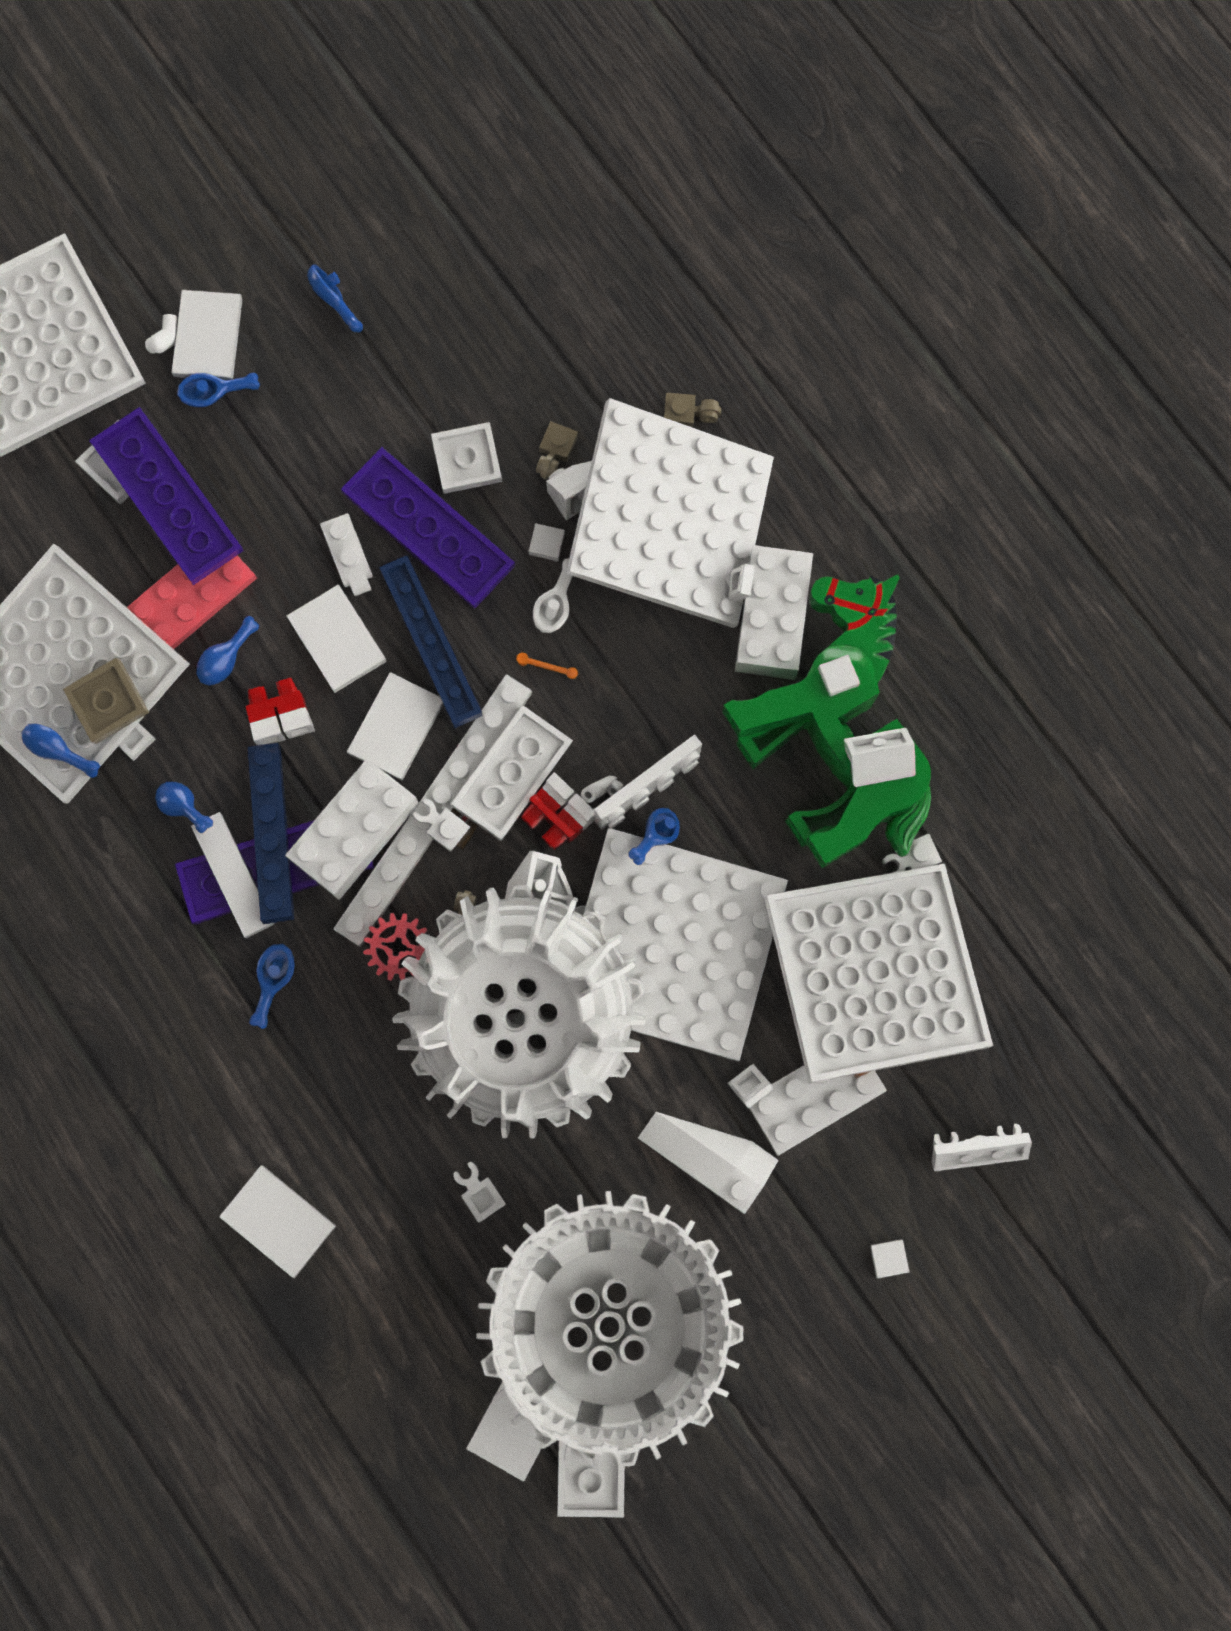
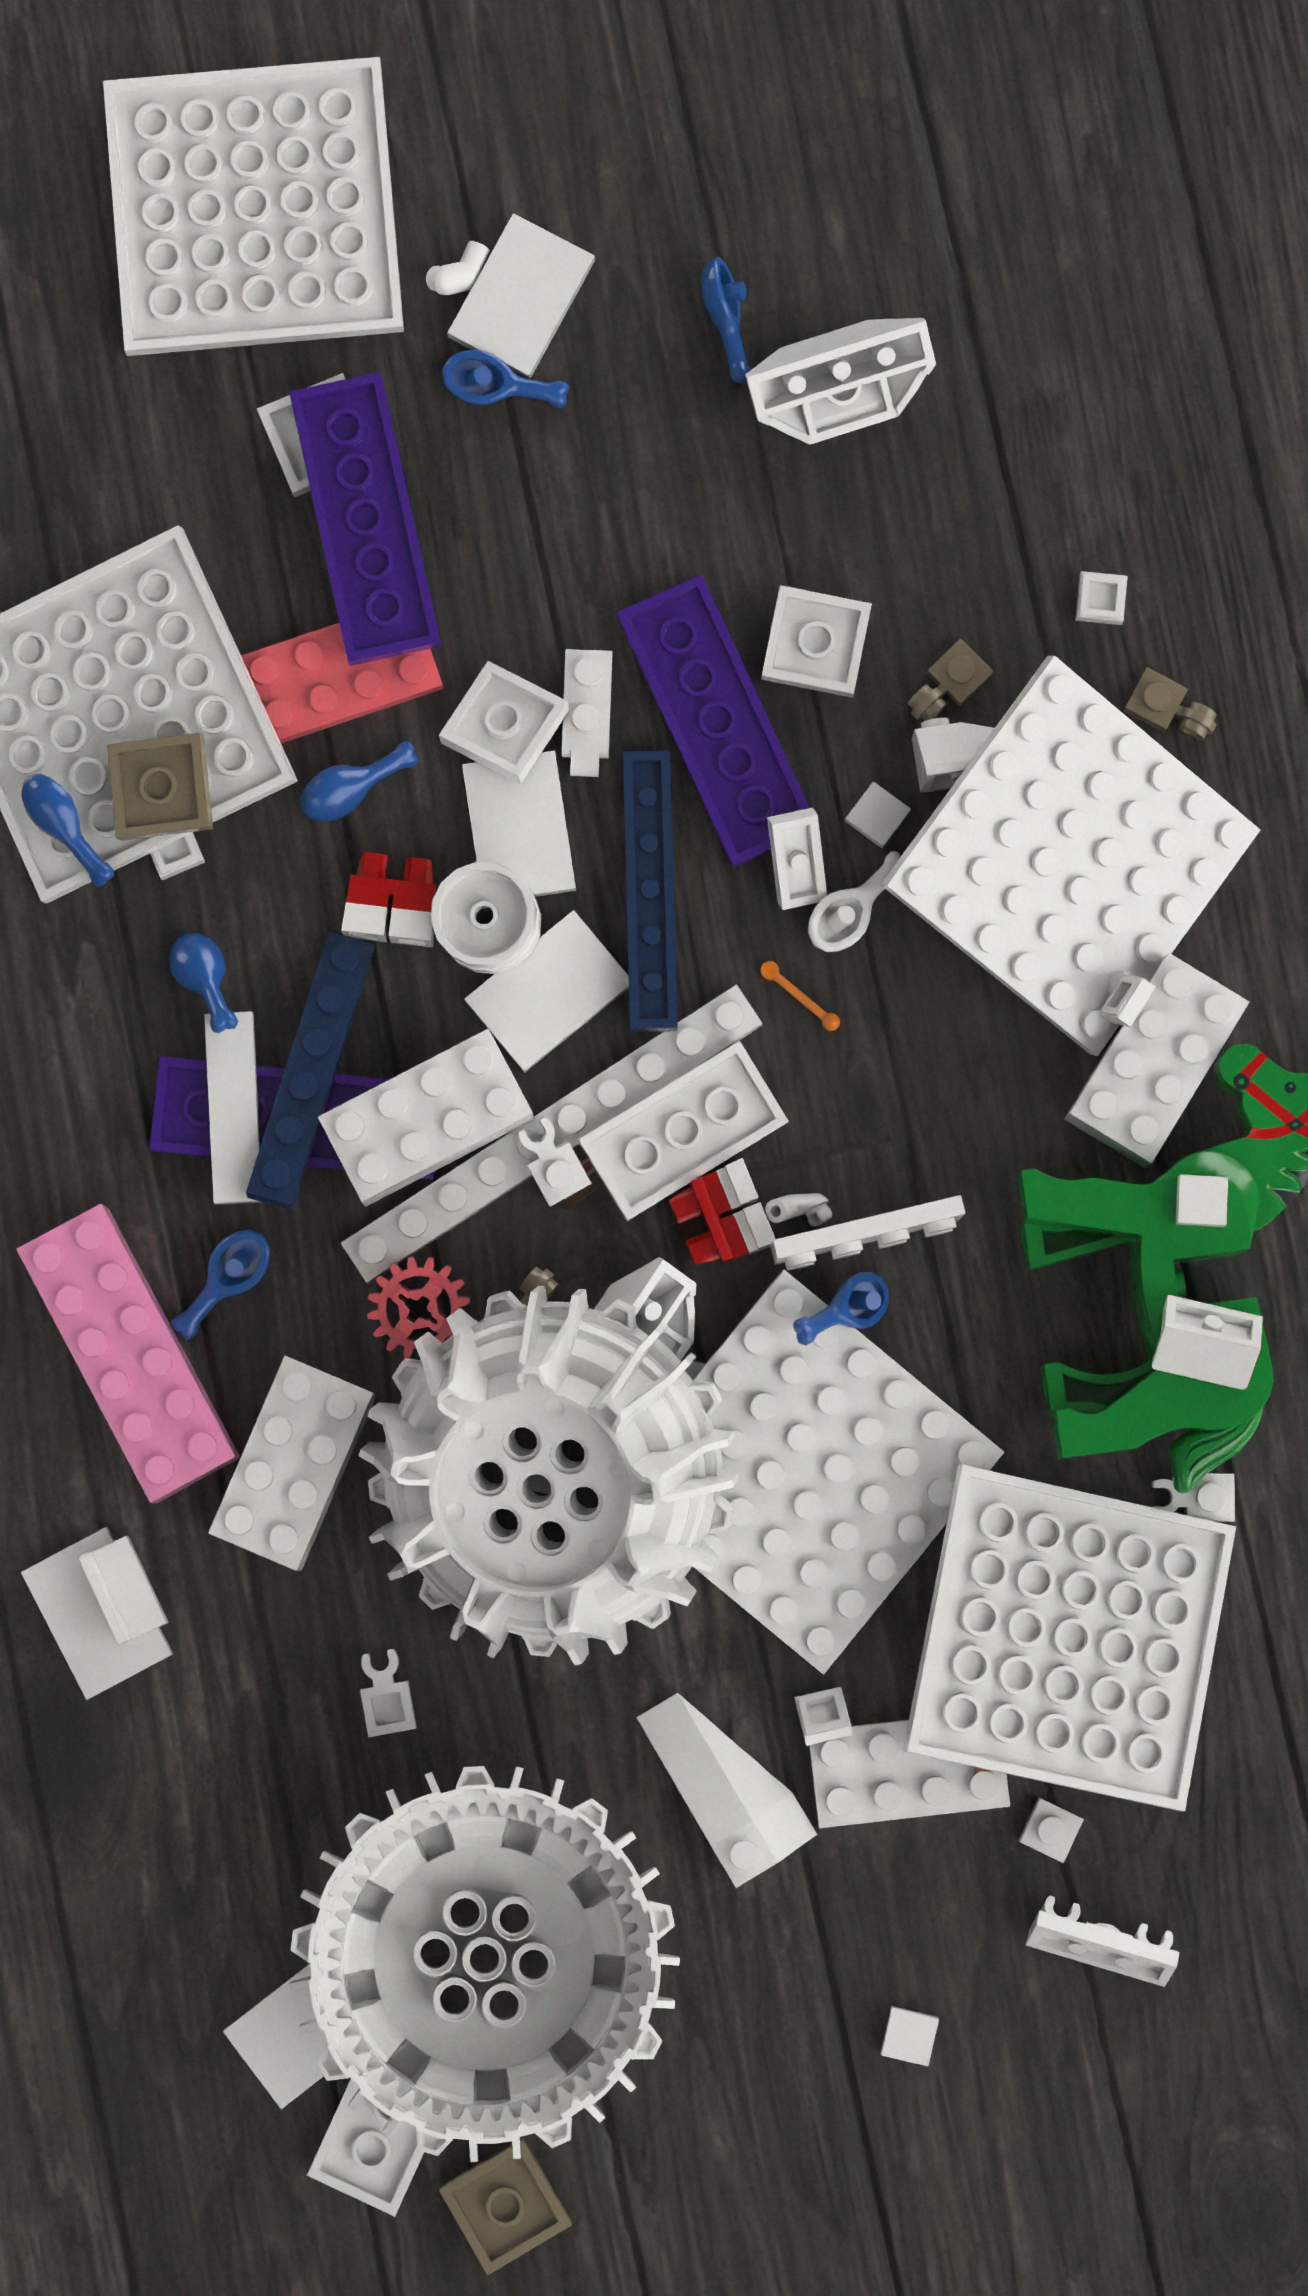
camera: 25 degrees right, 5 degrees up
(230, 1052) = (128, 1353): none -> bright pink brick
(287, 1199) = (123, 1590): none -> white panel
(300, 579) = (504, 722): none -> white plate
(320, 697) = (463, 902): none -> white wheel
(360, 1074) = (292, 1464): none -> white brick
(417, 302) = (842, 378): none -> white wedge
(510, 584) = (797, 858): none -> white plate
(622, 366) = (1101, 598): none -> white tile
(689, 1479) = (505, 2207): none -> dark tan plate
(917, 1094) = (1051, 1830): none -> white plate

